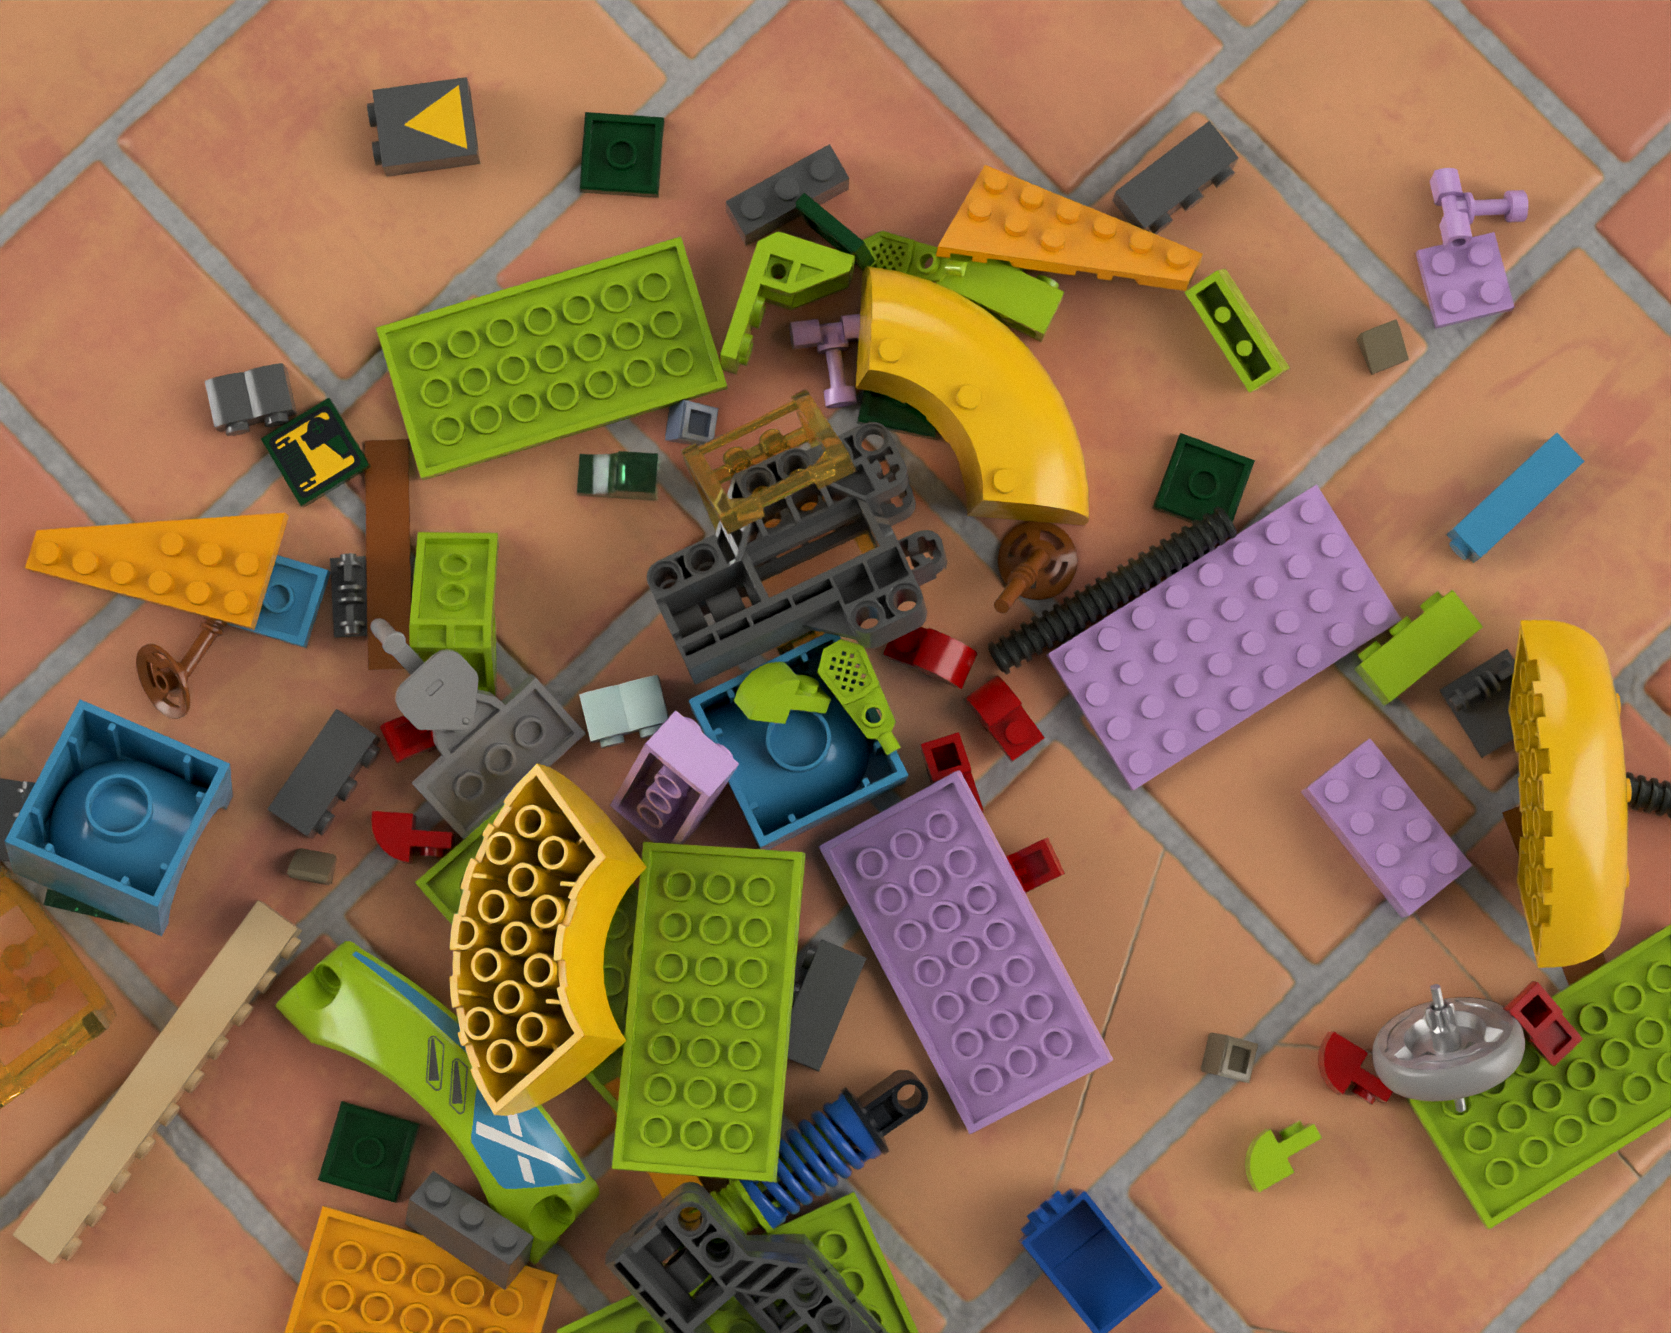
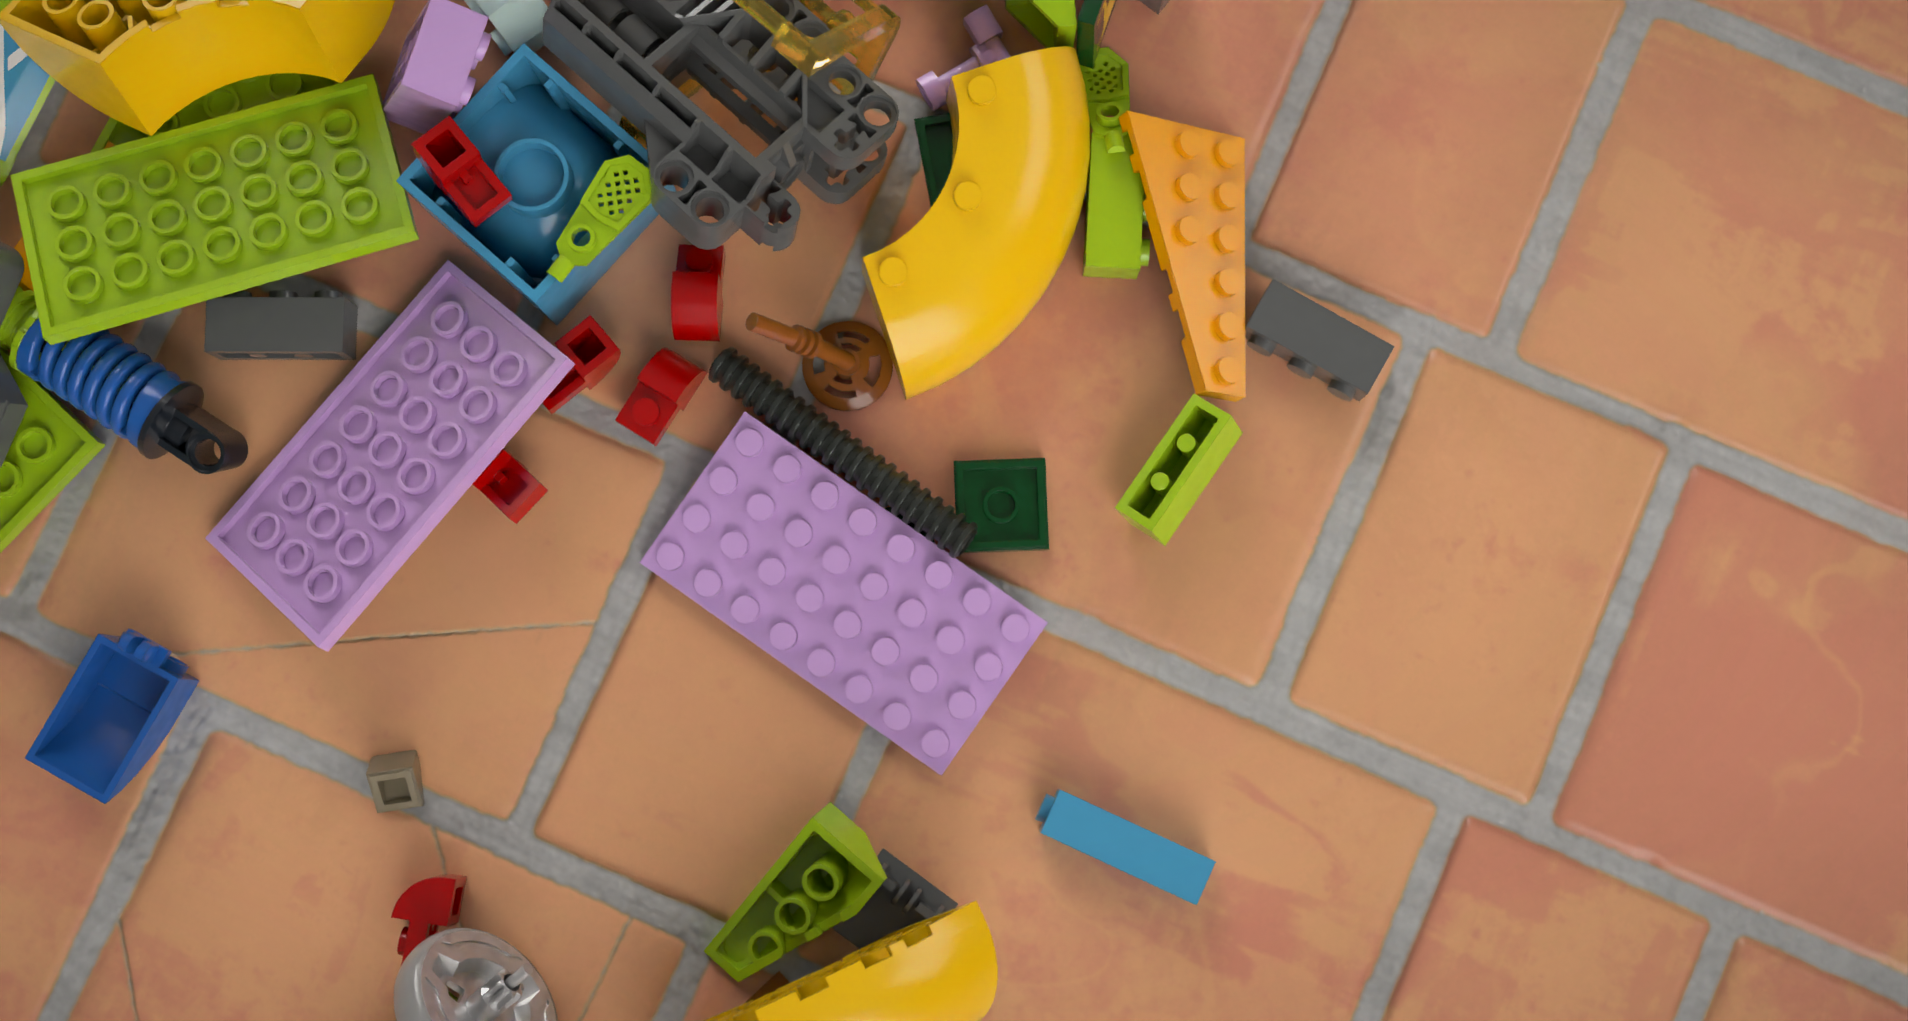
camera: 75 degrees right, 0 degrees up
(775, 689) = (566, 124): lime brick -> none
(776, 790) = (460, 171): none -> red brick
(1267, 1158) = (303, 867): lime brick -> none
(1383, 346) = (1232, 636): dark tan slope -> none
(1386, 828) = (703, 850): lavender brick -> none
(1416, 646) = (918, 803): lime brick -> none
(1450, 755) = (809, 889): none -> lime wedge
(1461, 207) = (1420, 657): lavender bar -> none
(1465, 281) = (1344, 696): lavender plate -> none

